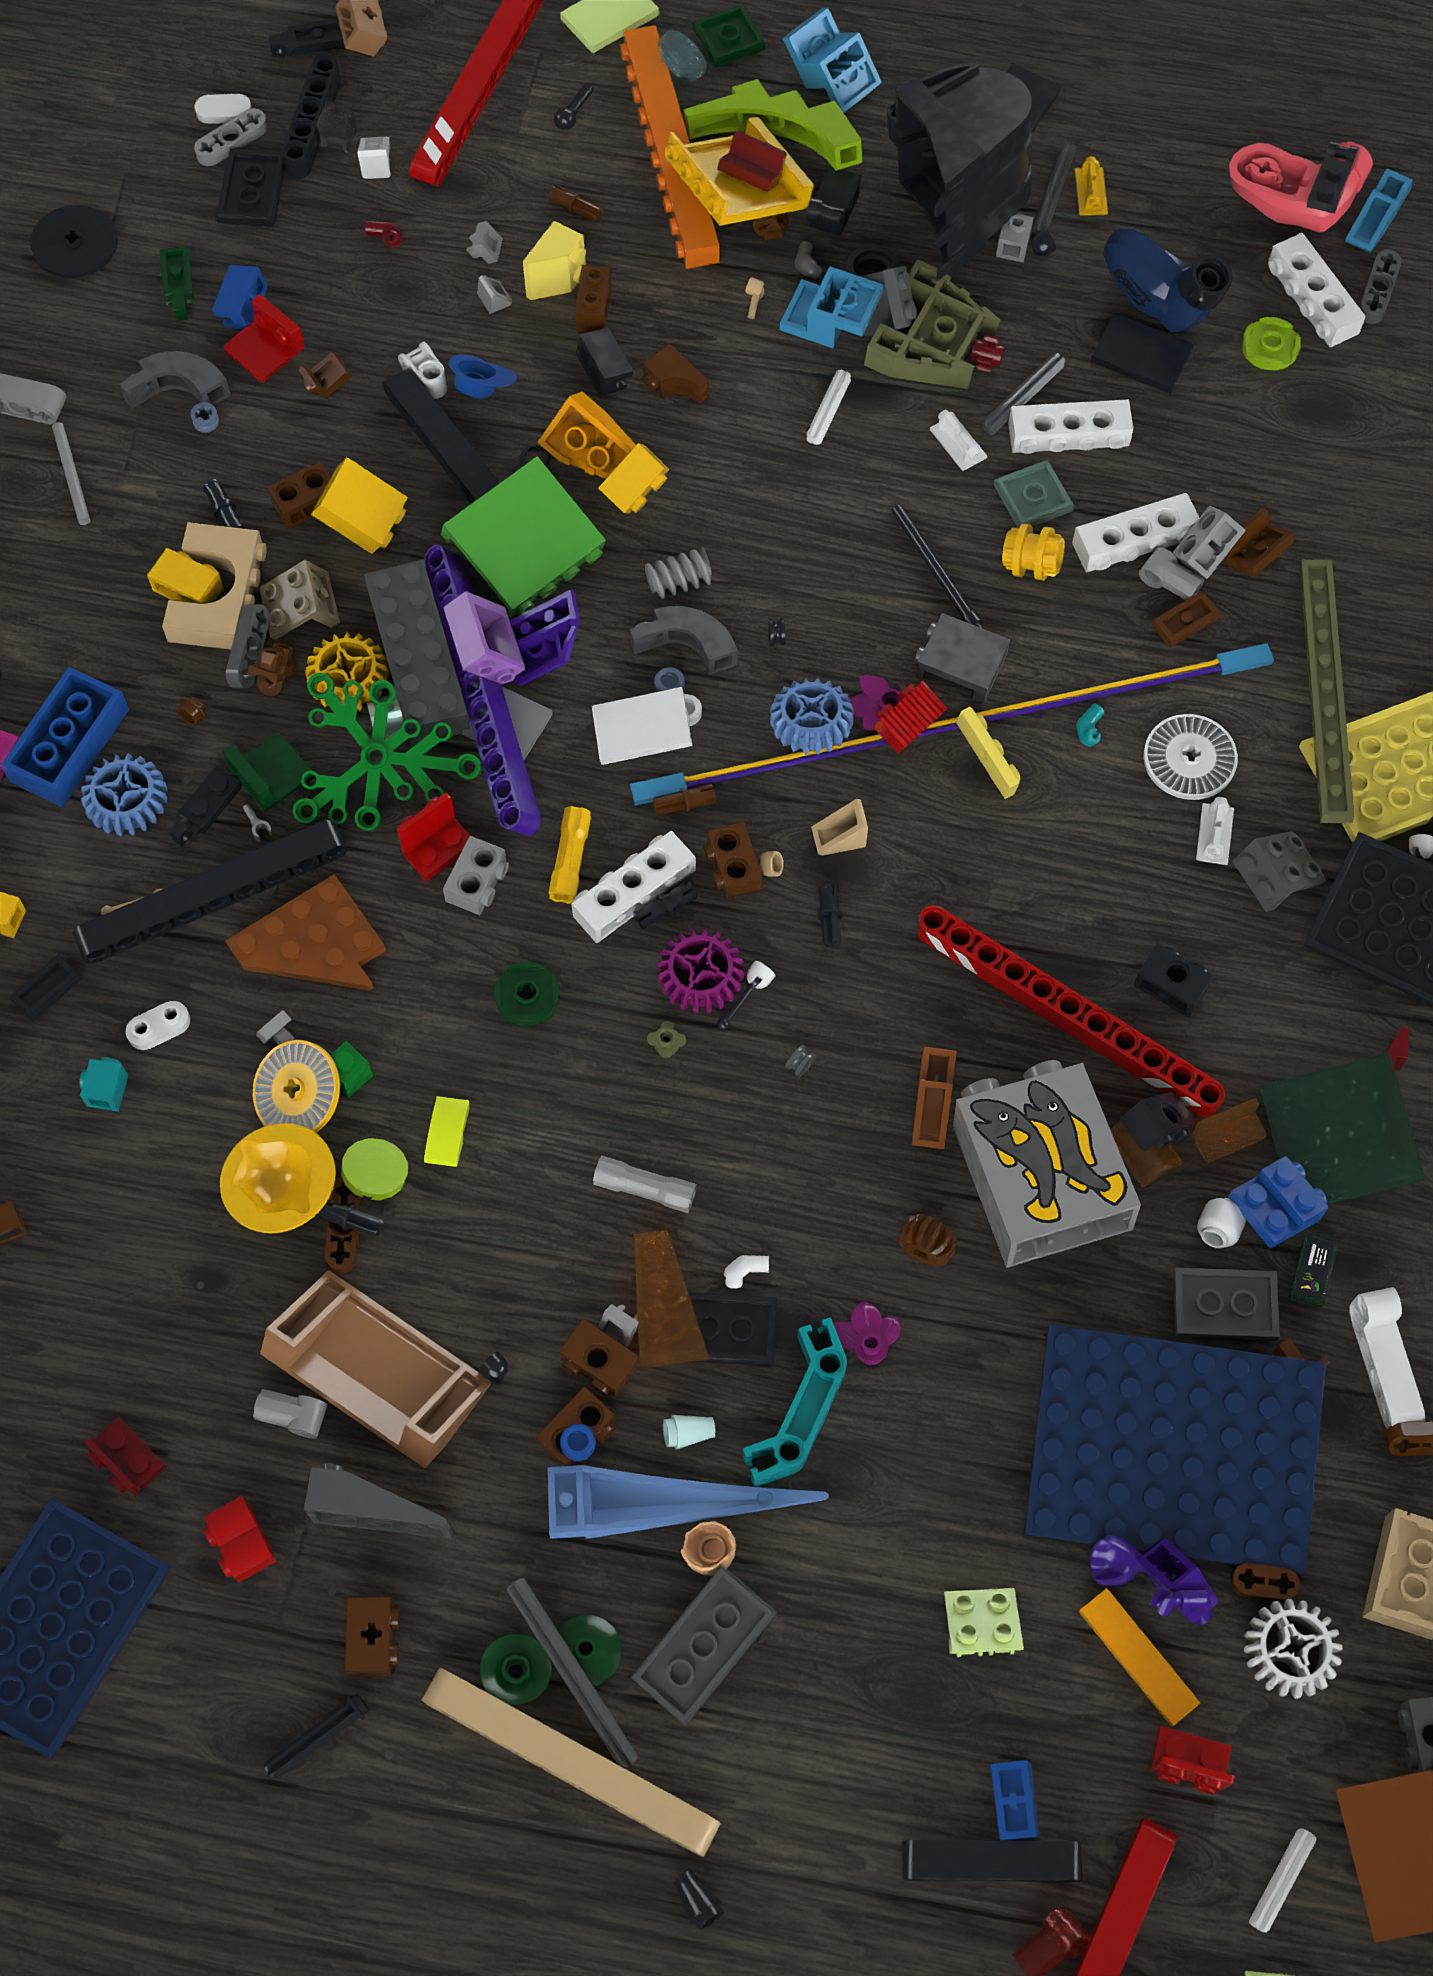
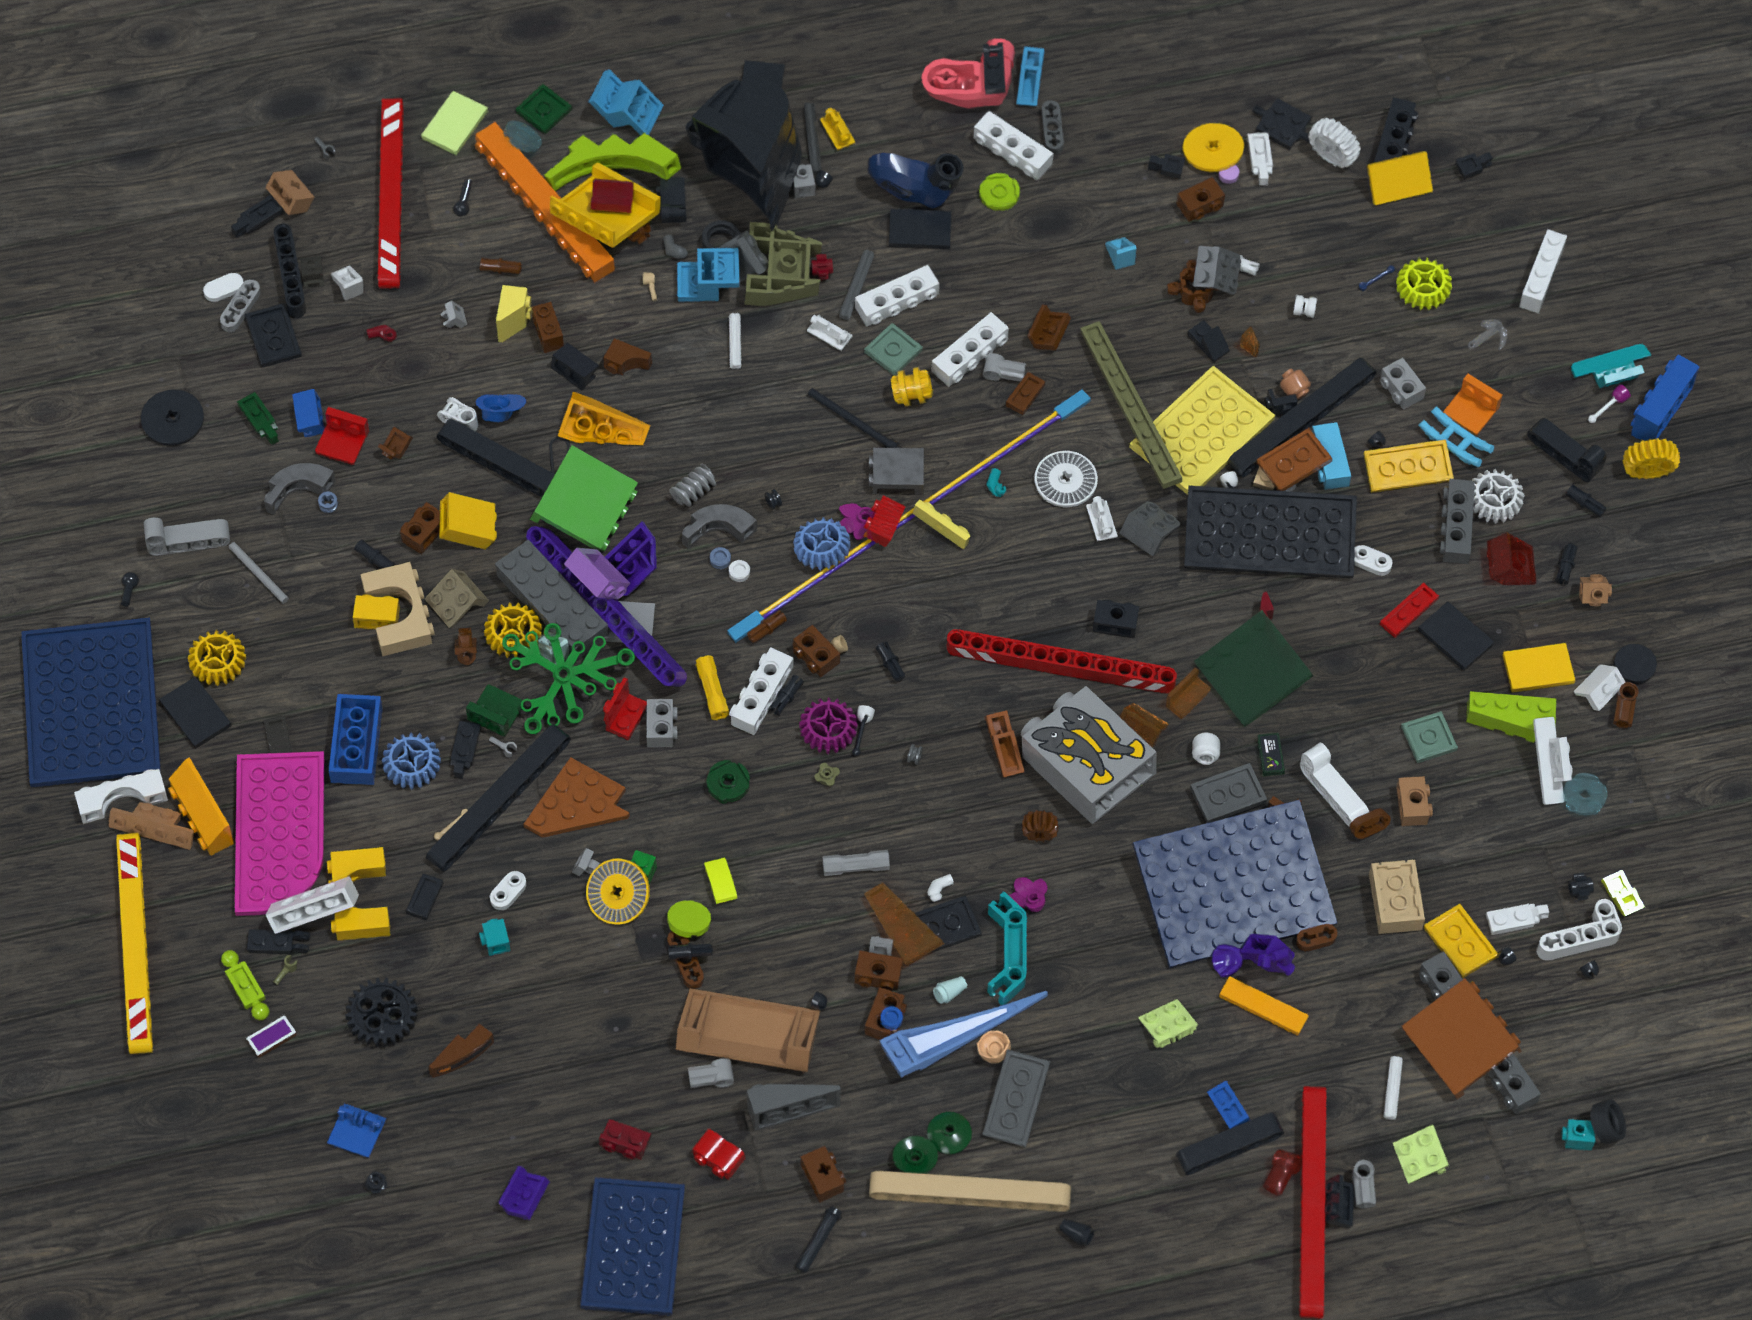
camera: 25 degrees left, 5 degrees down
(191, 710) = (424, 693): reddish brown plate -> none
(251, 627) = (440, 638): dark grey beam -> none
(277, 1178) = (635, 945): yellow piece -> none
(493, 294) = (476, 348): light grey slope -> none
(572, 1673) = (946, 1143): dark grey axle -> none
(634, 479) = (636, 436): yellow brick -> none
(641, 725) = (717, 591): white tile -> none
(842, 830) = (874, 606): tan slope -> none
(1159, 1121) = (1144, 703): black brick -> none
(1191, 1759) = (1316, 1047): red bracket -> none
(1208, 542) = (1019, 339): light grey brick -> none
(1280, 1201) = (1235, 721): blue plate -> none
(1299, 1662) = (1339, 977): white gear -> none
(1403, 481) = (1121, 252): none -> medium azure slope

